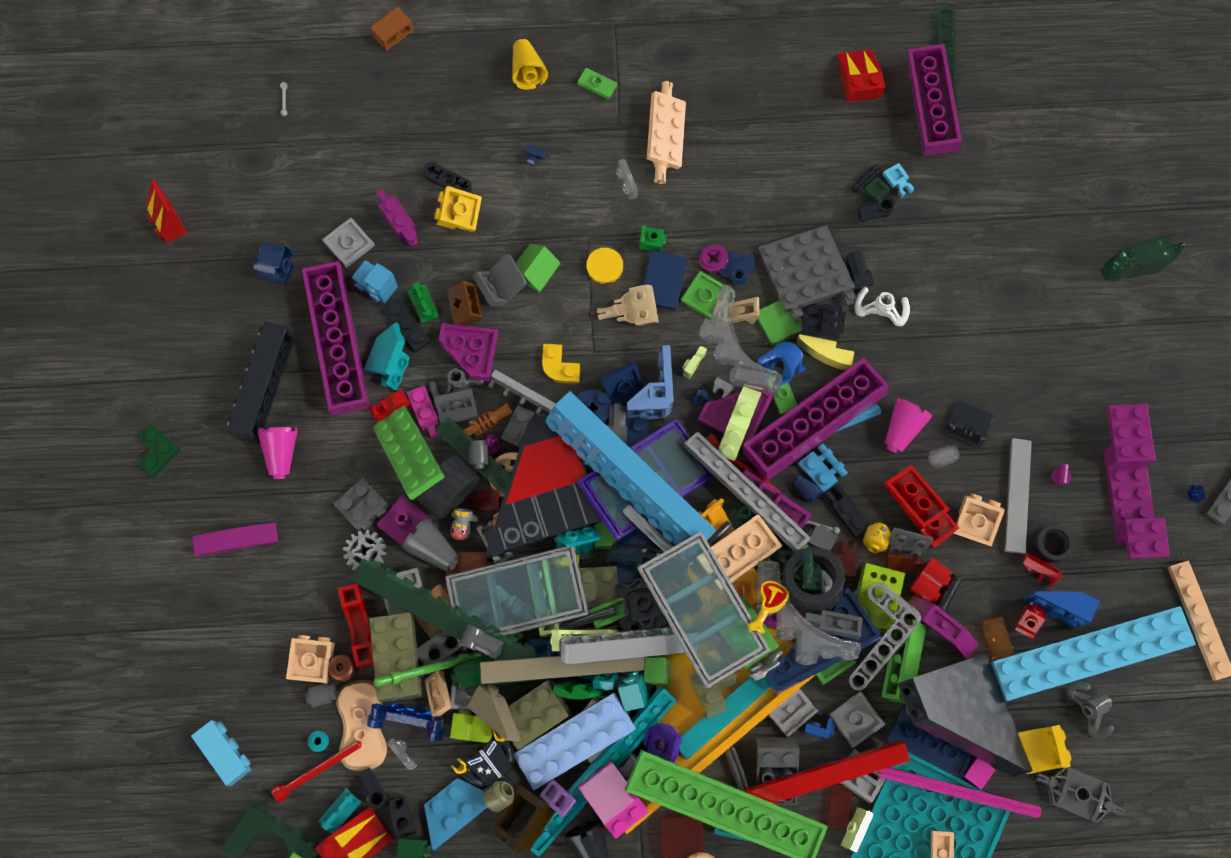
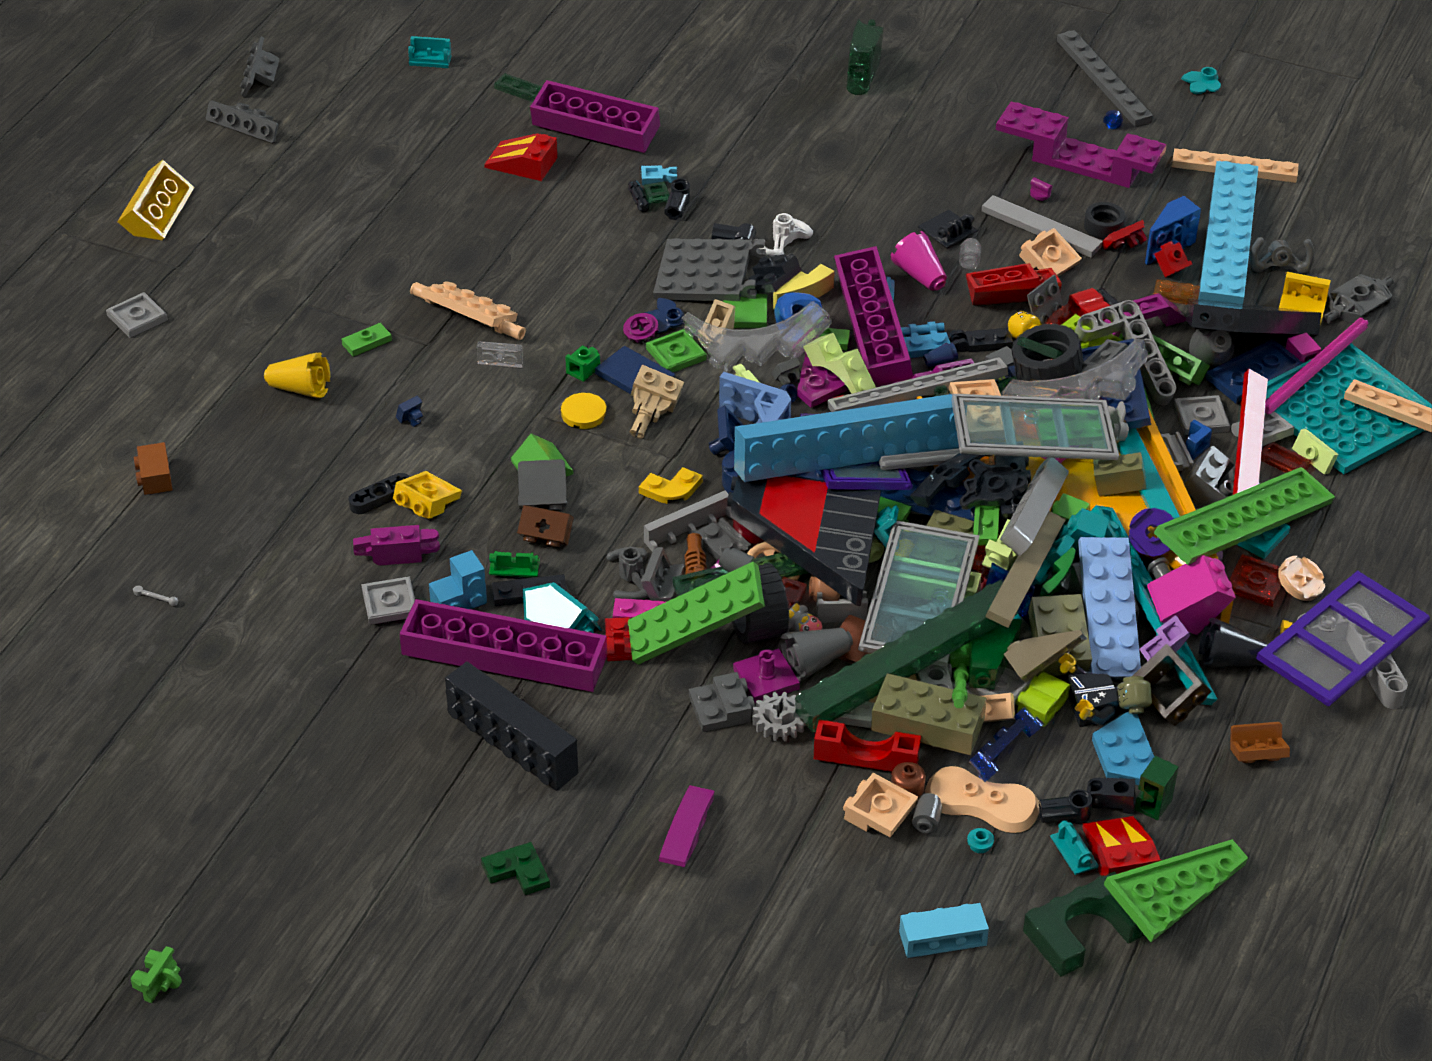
camera: 60 degrees left, 30 degrees down
(163, 214) = (221, 732): red slope -> none
(274, 263) = (368, 663): dark blue brick -> none
(278, 449) = (604, 743): dark pink cone -> none
(281, 792) = (1021, 893): red piece -> none
(399, 748) = (1034, 768): clear plate -> none
(471, 348) = (601, 540): magenta plate -> none
(477, 639) = (957, 617): dark grey piece -> none
(588, 619) = (983, 539): black bar -> none
(773, 599) = (1055, 383): yellow piece -> none

